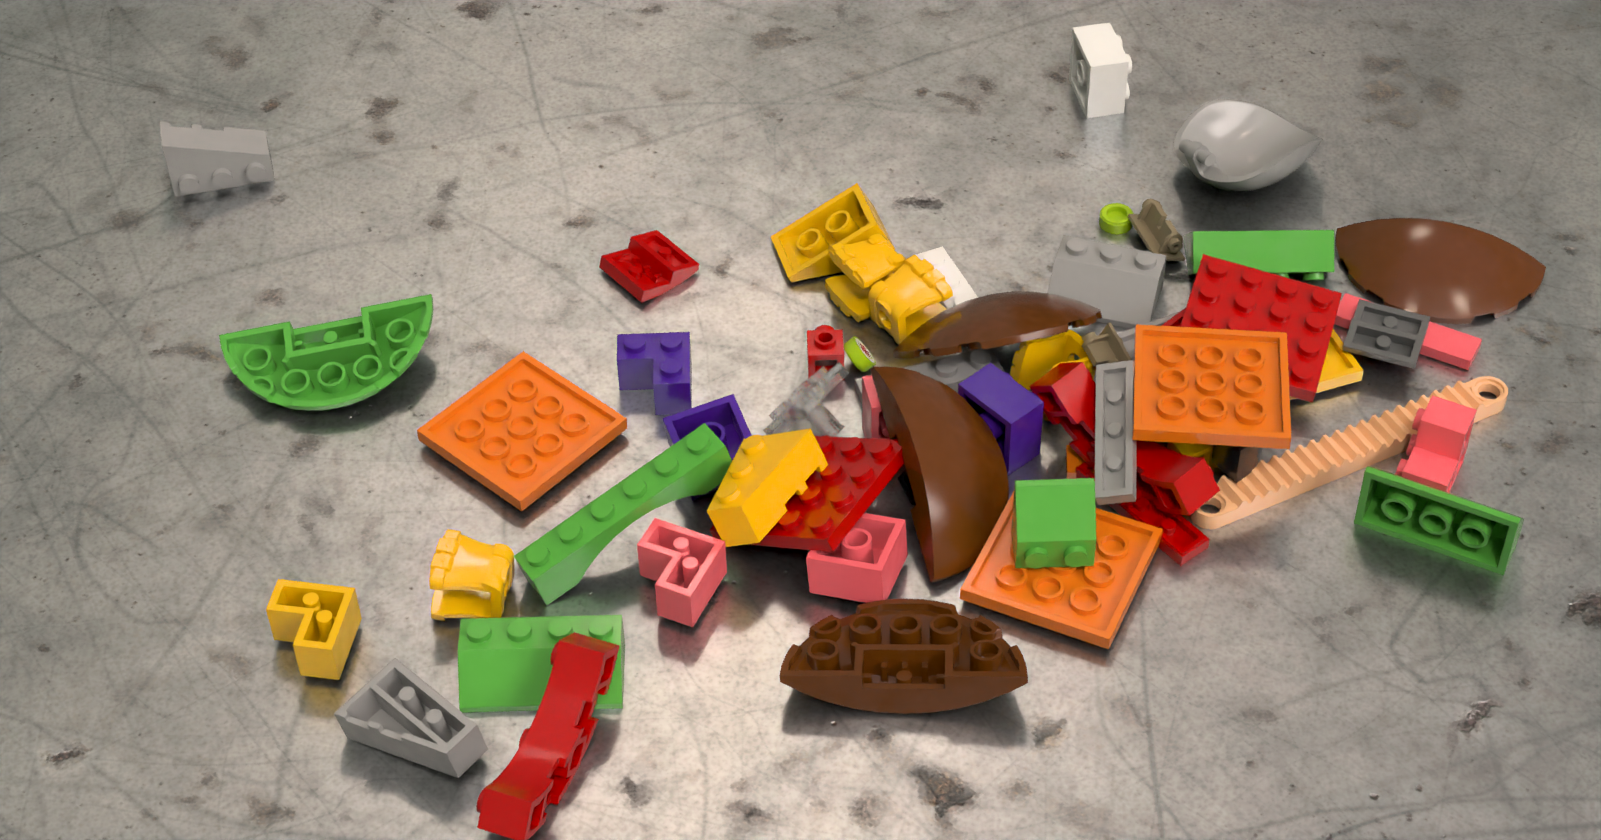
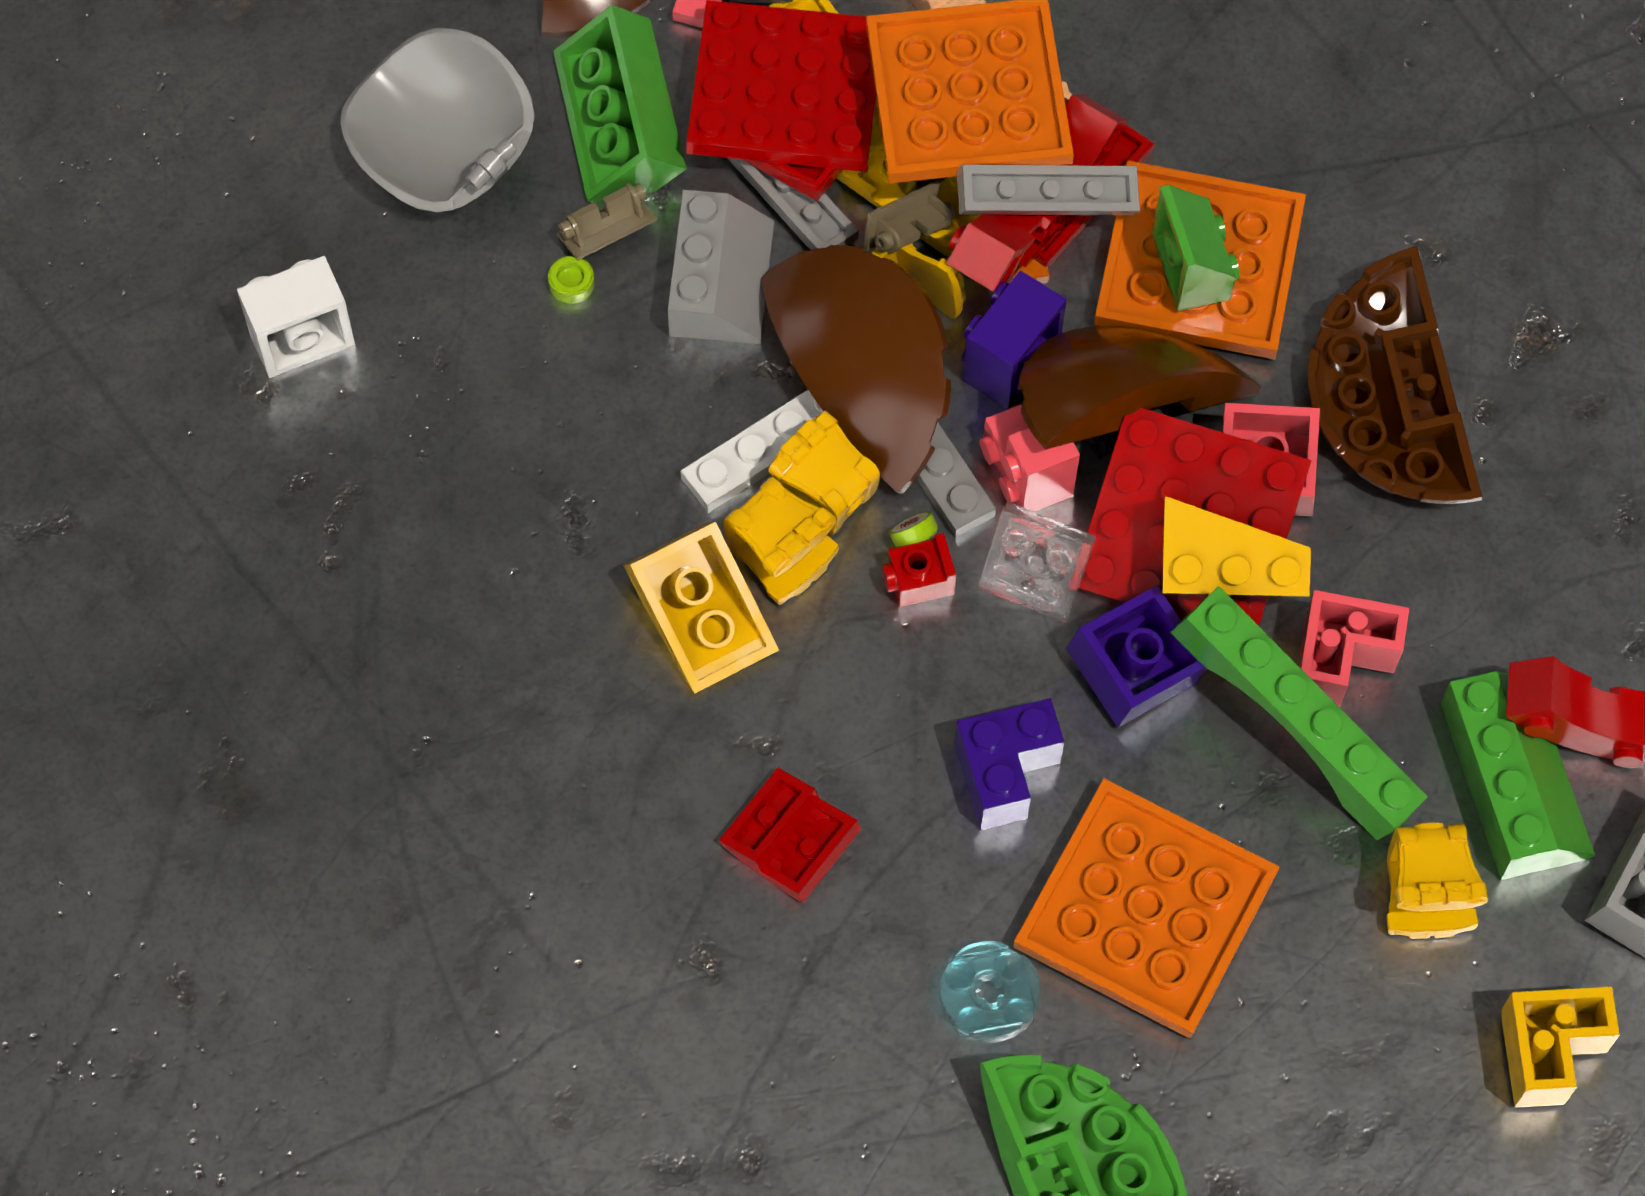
camera: 105 degrees left, 20 degrees up
(477, 338) = (1006, 970): none -> clear light blue plate

